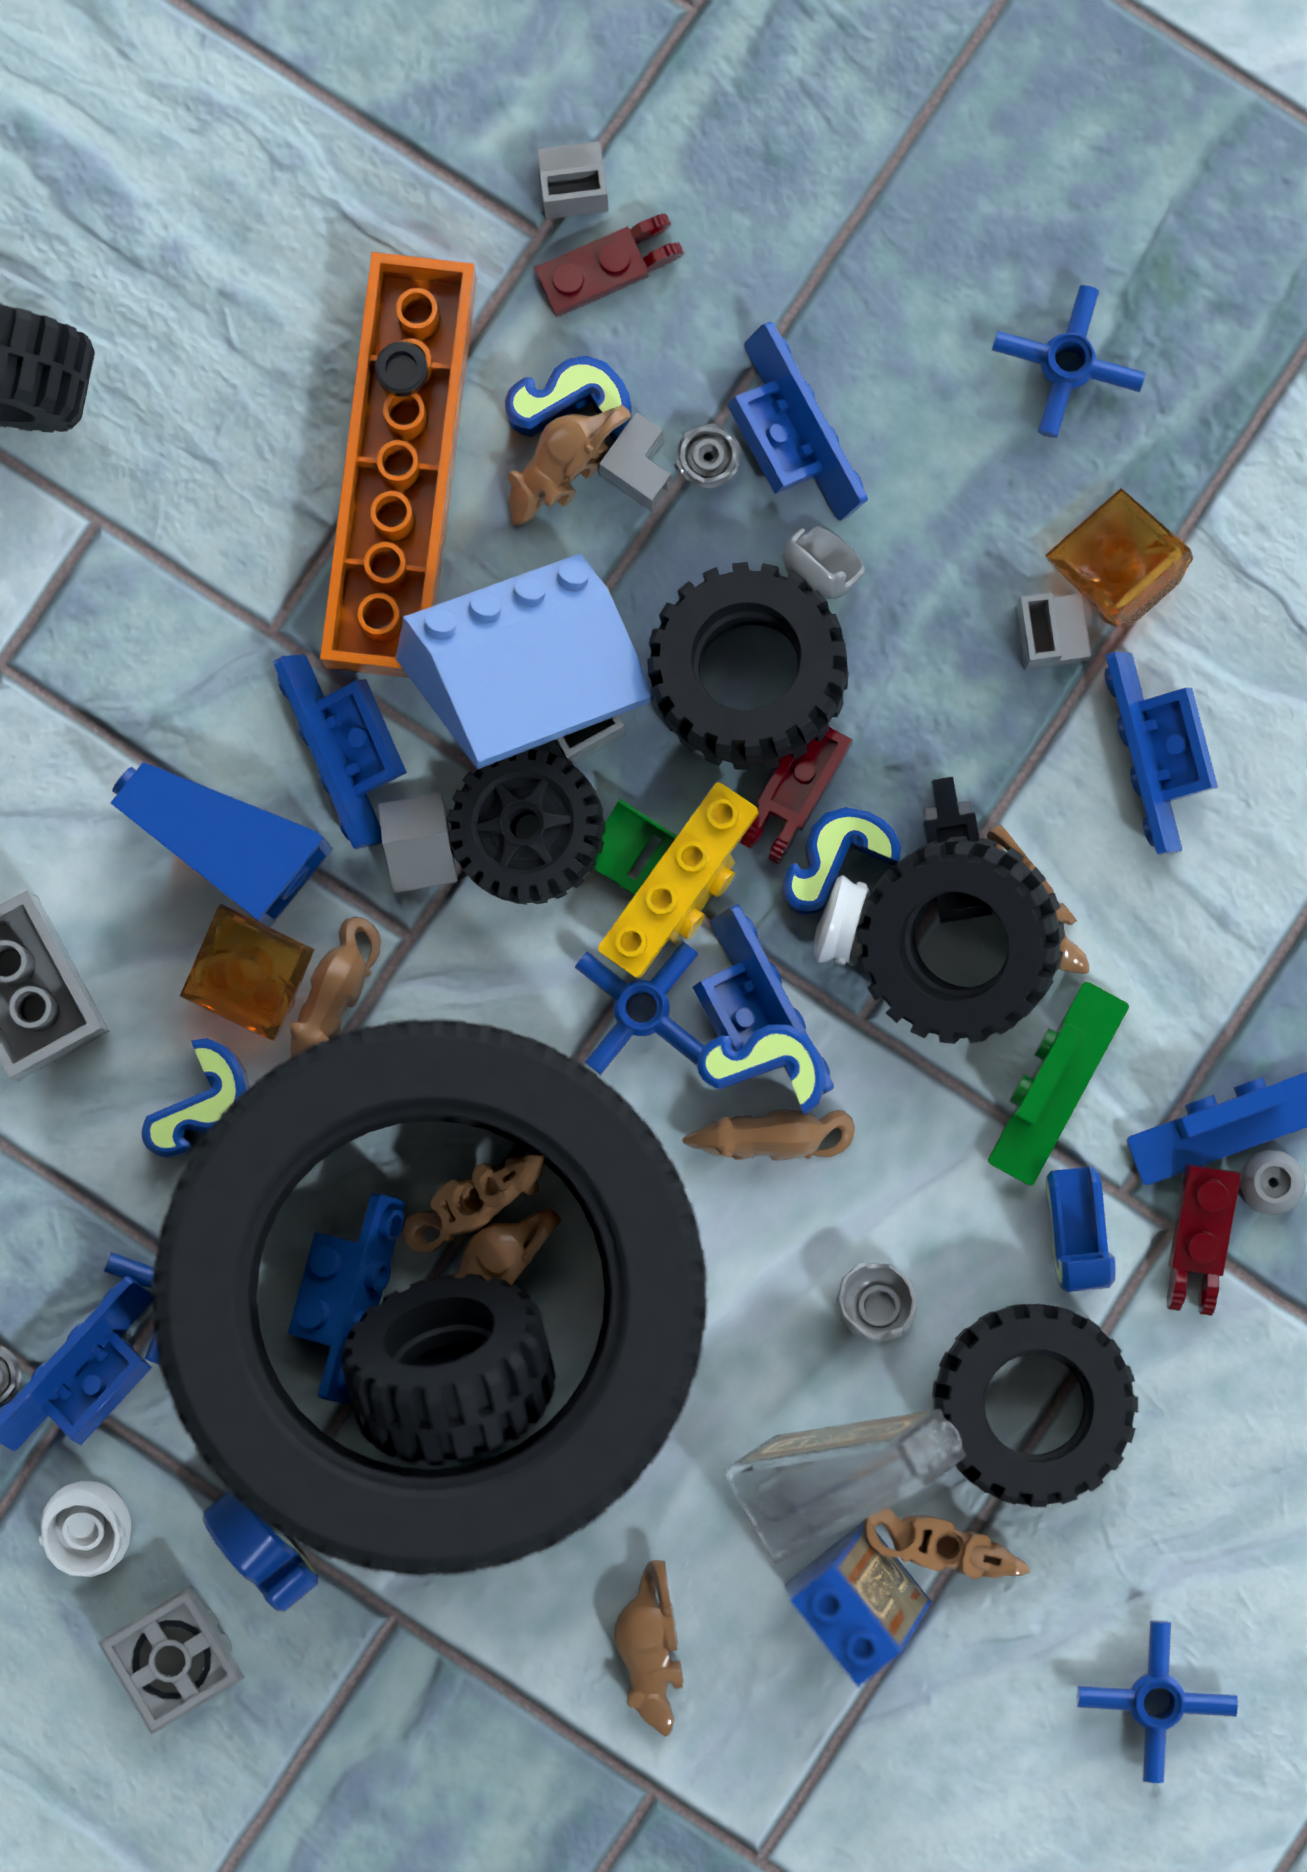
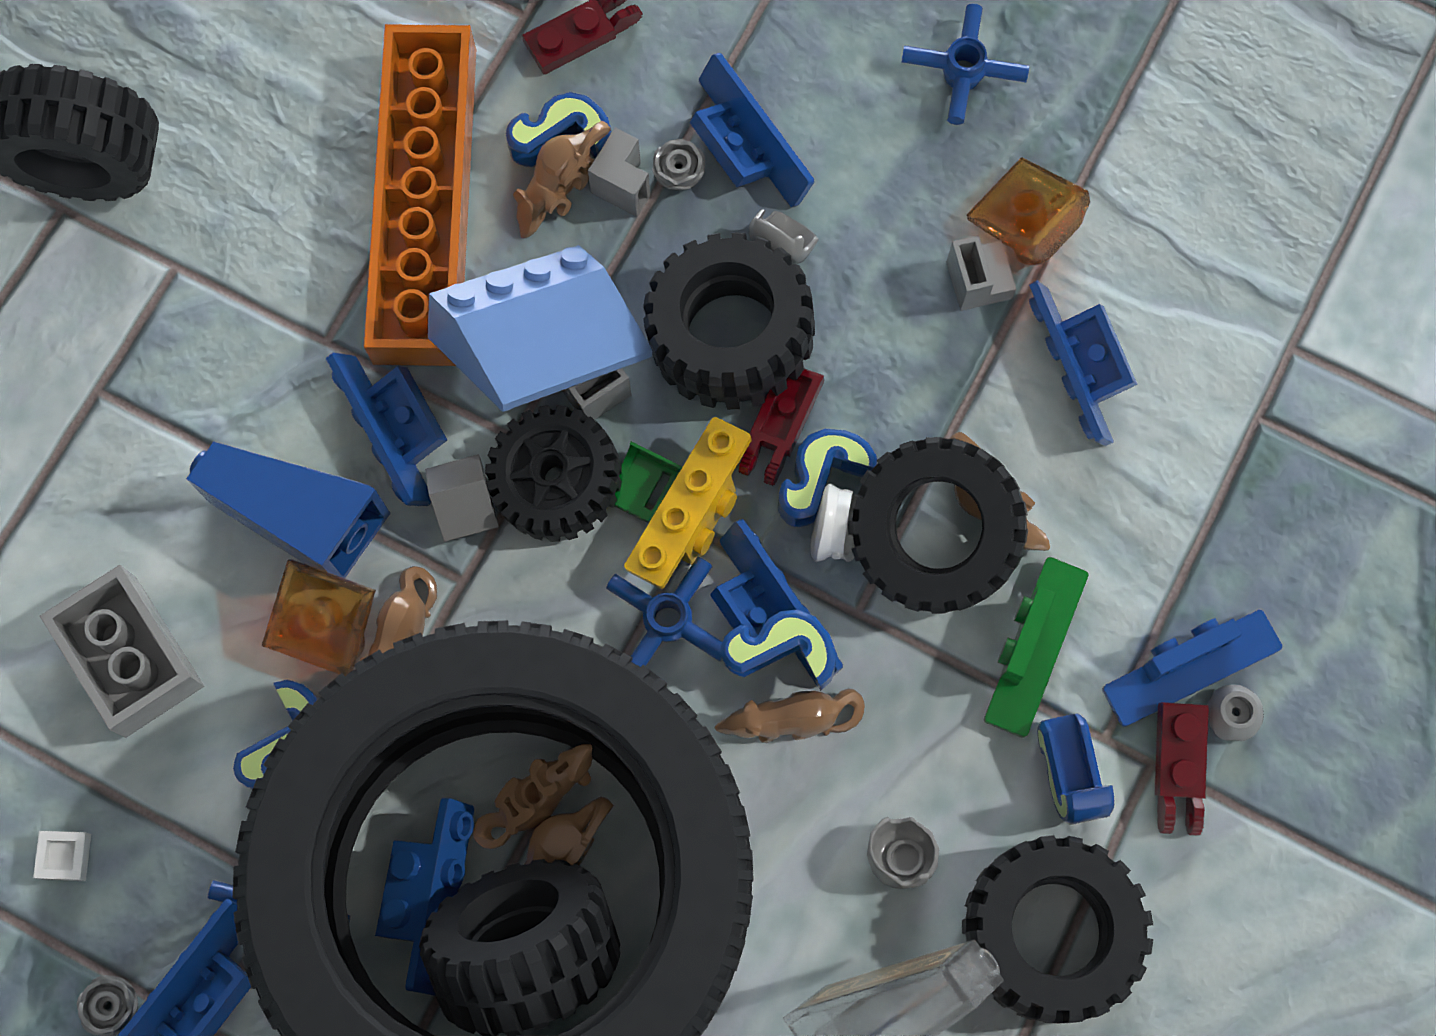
camera: 10 degrees left, 10 degrees down
(401, 369) = (416, 109): black tile -> none
(947, 821) = (931, 498): black hinge -> none

